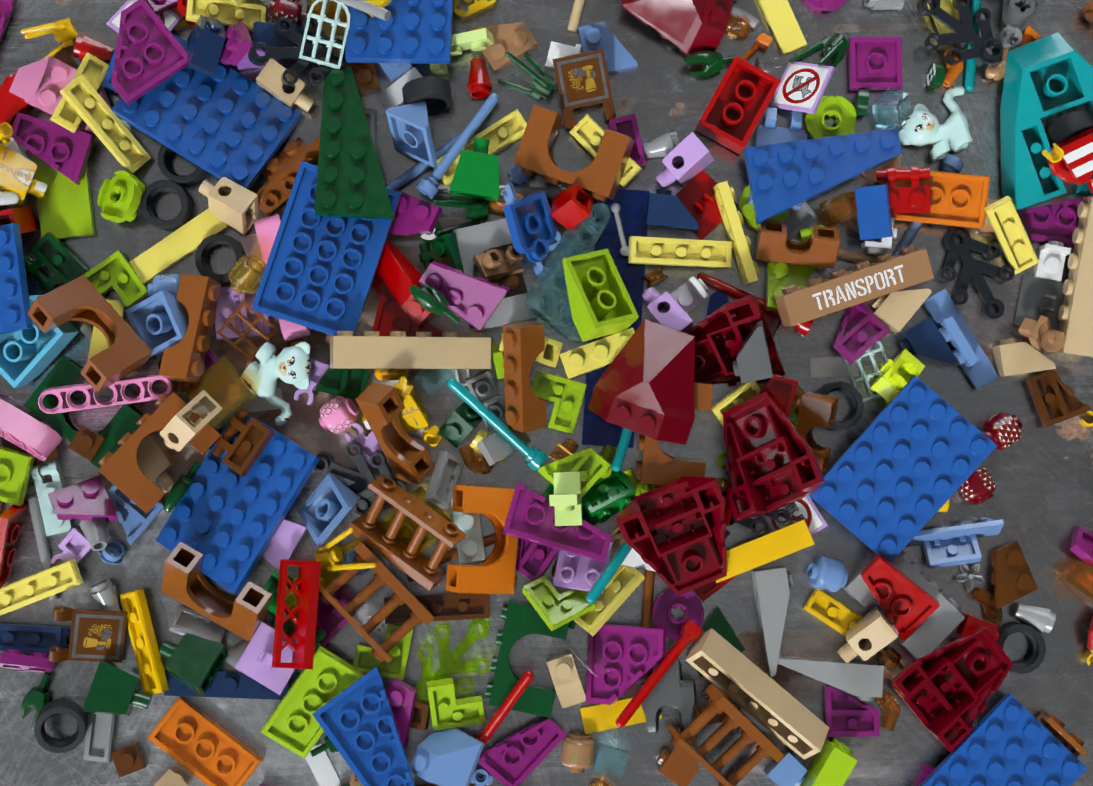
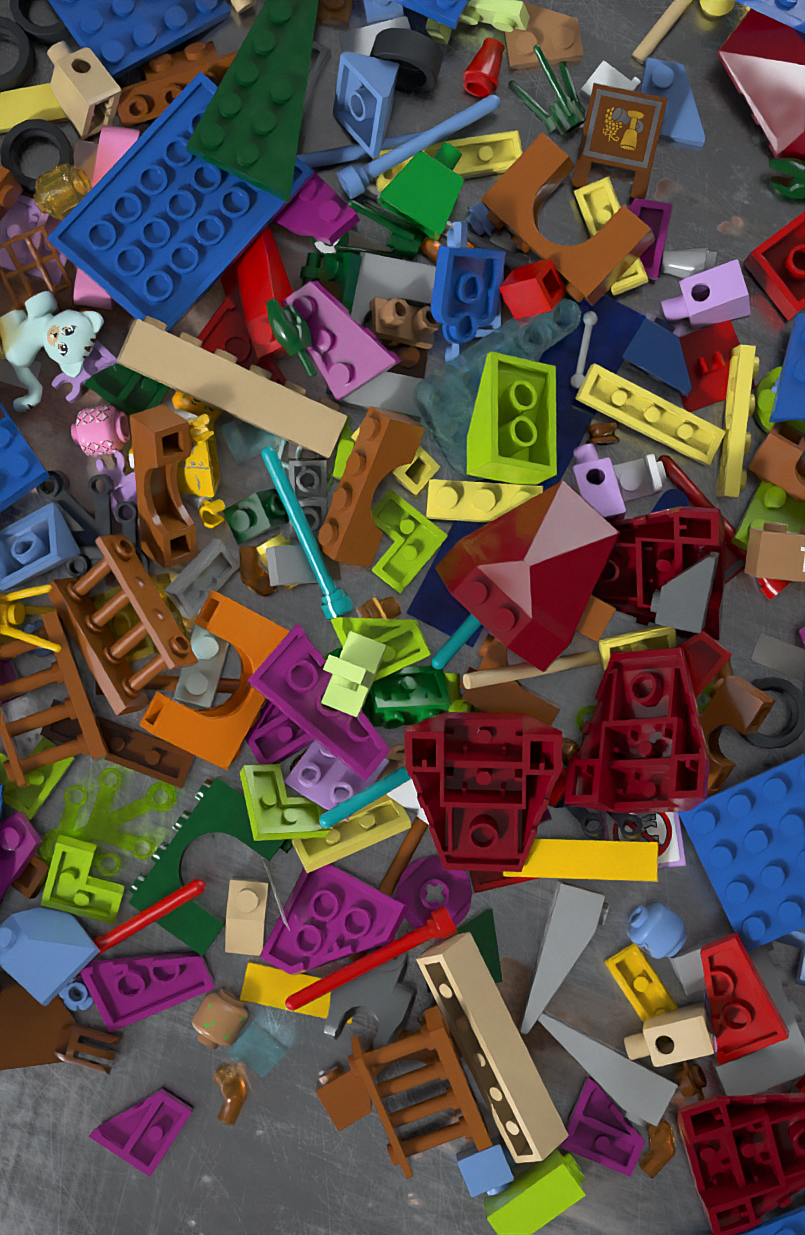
camera: 25 degrees right, 0 degrees up
(608, 454) = (435, 641): lime arm -> none
(671, 449) = (526, 670): none -> tan bar

